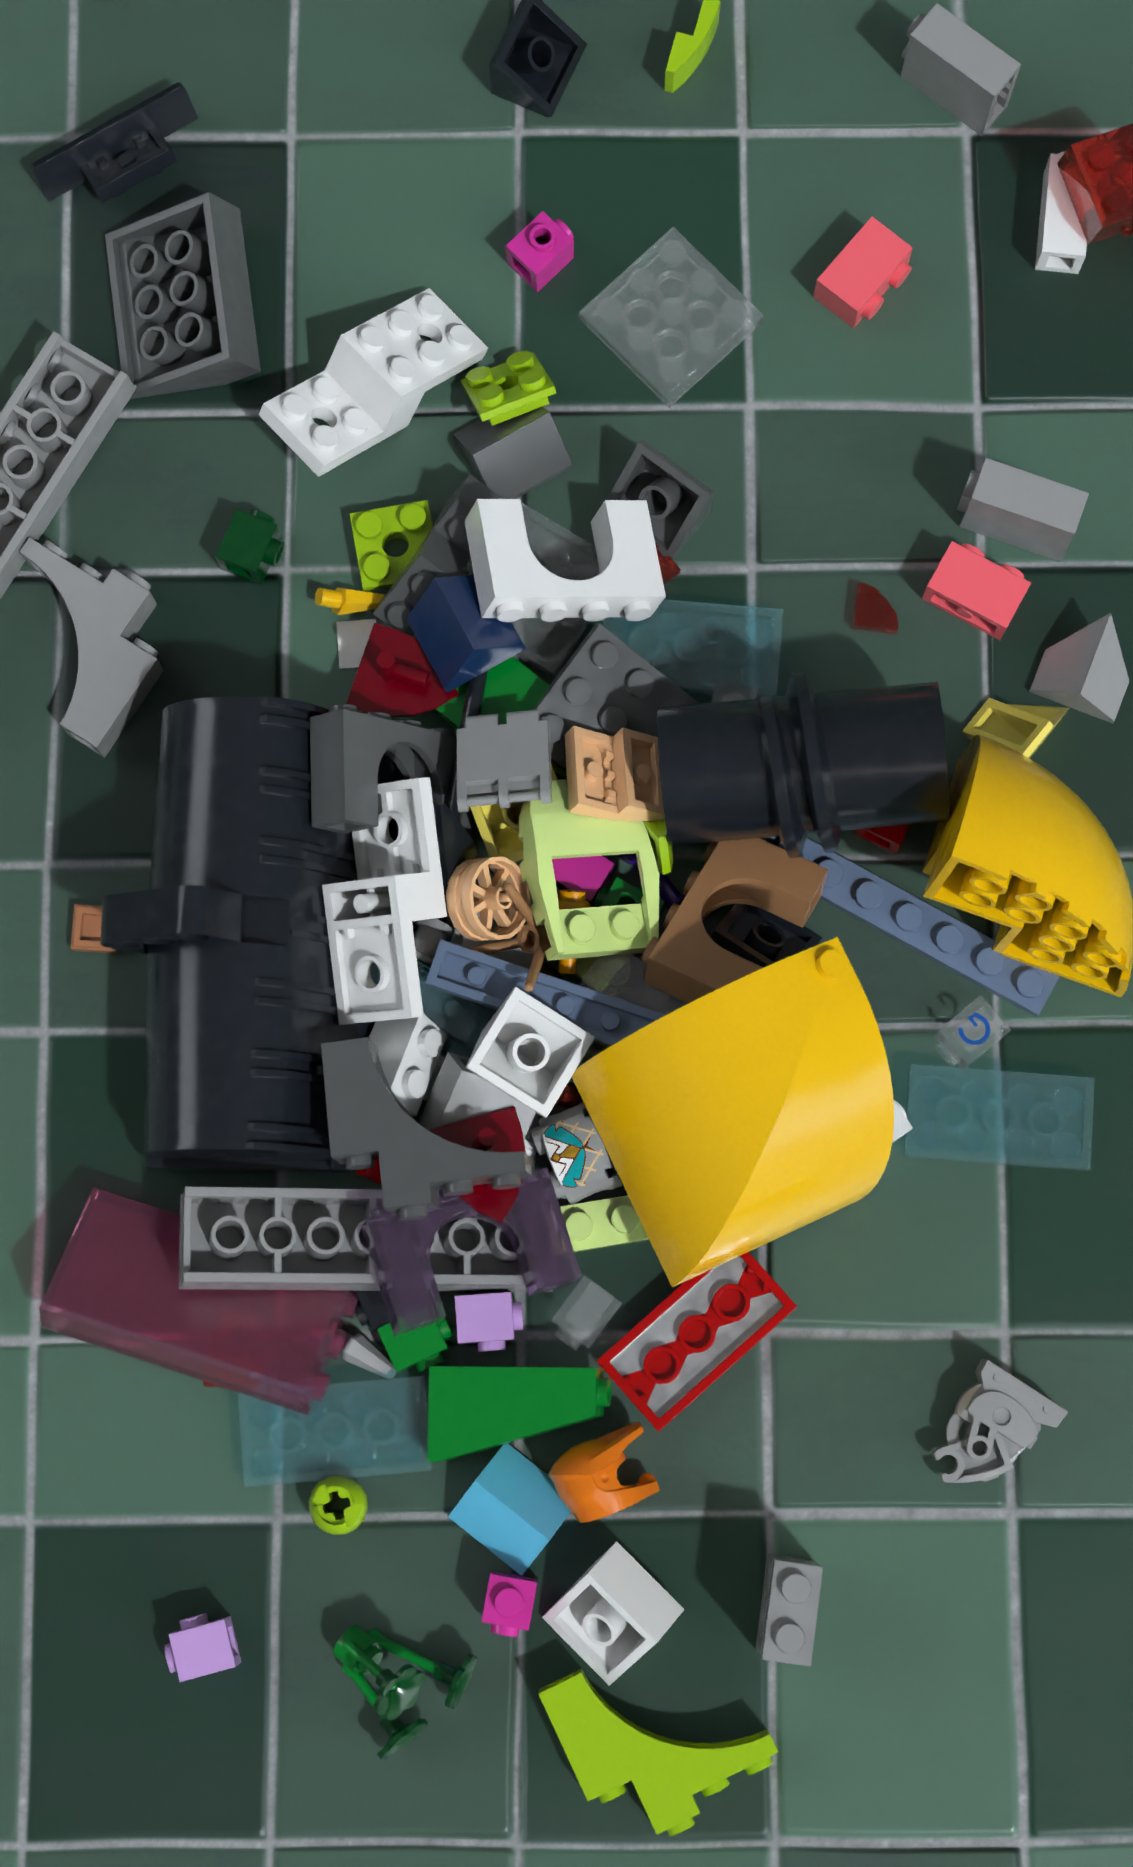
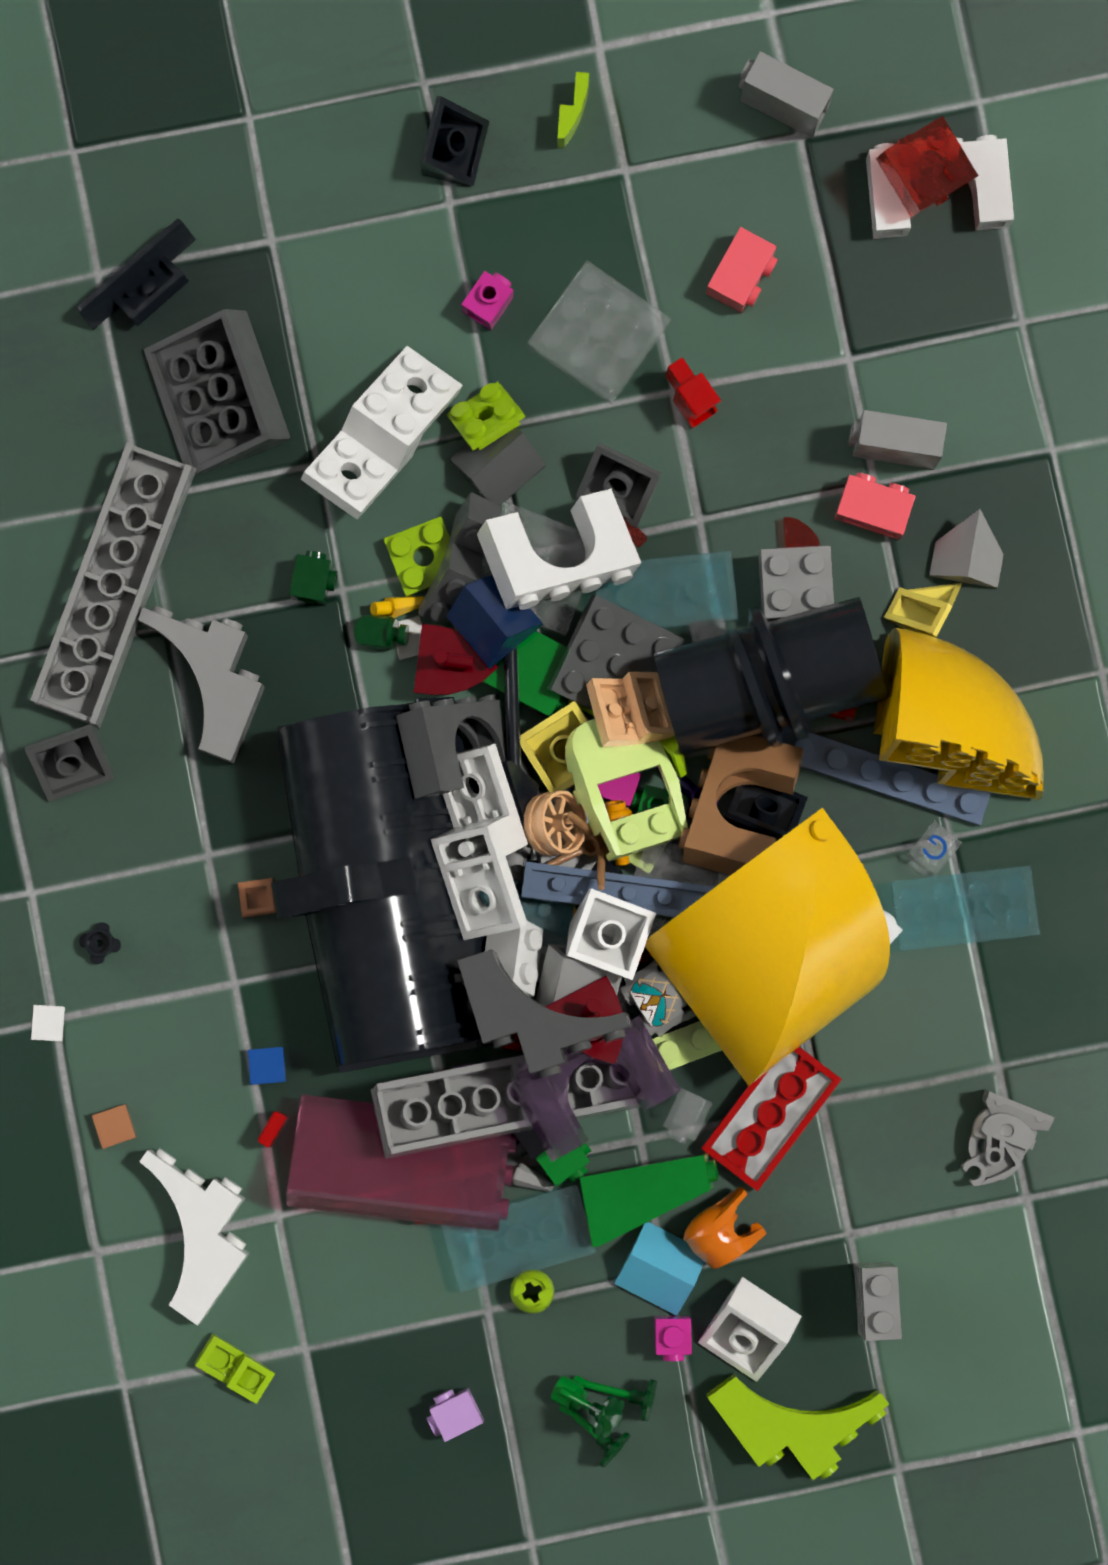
camera: 15 degrees left, 5 degrees up
(48, 1225) = (272, 1128): none -> red tile
(60, 1143) = (267, 1065): none -> blue tile
(322, 627) = (380, 632): none -> dark green arm
(488, 1320) = (615, 1134): lavender brick -> none
(503, 760) = (545, 716): light grey plate -> none
(773, 407) = (693, 393): none -> red piece
(858, 652) = (795, 580): none -> light grey brick

